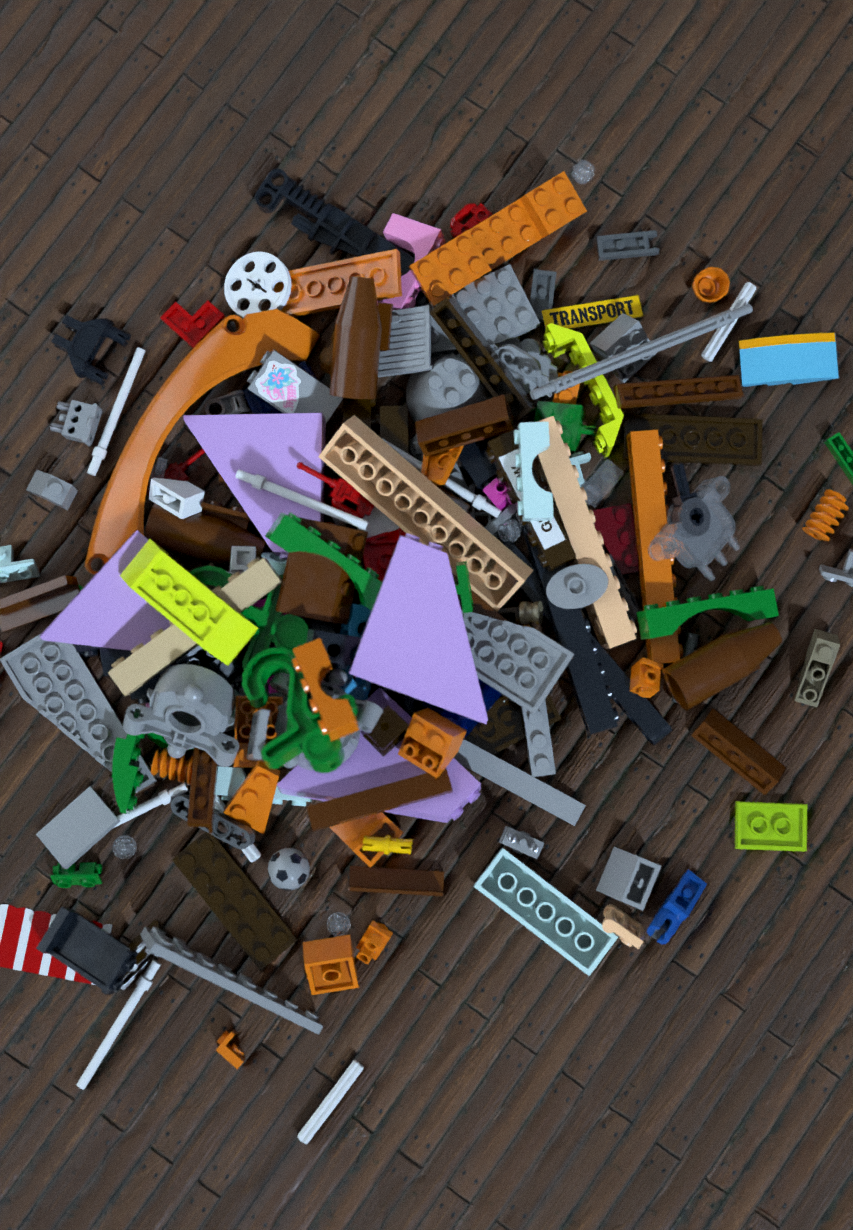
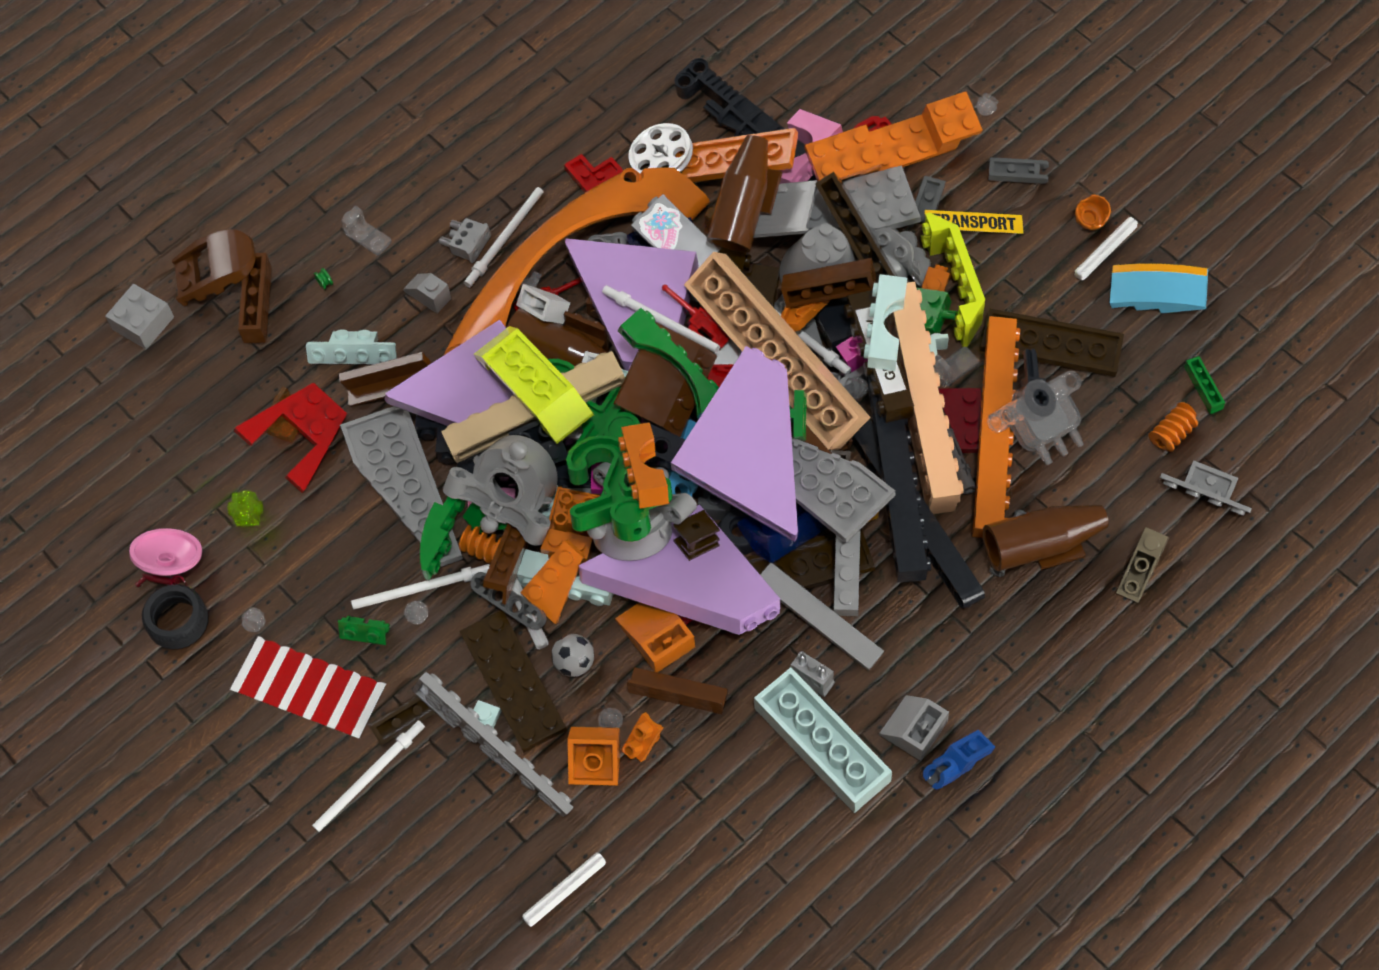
camera: 15 degrees right, 20 degrees down
(78, 827) = (376, 585): light grey tile -> none
(87, 343) = (491, 175): black connector -> none
(88, 950) = (356, 695): black panel -> none
(216, 942) = (487, 713): none -> light aqua plate
(231, 1053) = (471, 814): orange bracket -> none
(257, 734) = (574, 498): light grey tile -> none
(378, 800) = (676, 592): reddish brown tile -> none
(387, 844) = (675, 640): yellow pin -> none
(431, 741) = (738, 549): orange slope -> none
(531, 612) = (866, 458): dark tan wheel -> none
(571, 379) = (1012, 249): light grey axle -> none
(577, 586) = (910, 435): light grey piece -> none
(619, 337) = (999, 253): light grey slope -> none
(626, 927) = (903, 770): light nougat plate -> none
(645, 677) = (965, 538): orange brick -> none
(664, 621) = (988, 483): green arch -> none
(678, 391) = (1044, 293): reddish brown tile -> none
(739, 752) = (1049, 629): reddish brown panel -> none
(770, 826) = (1072, 706): lime tile -> none

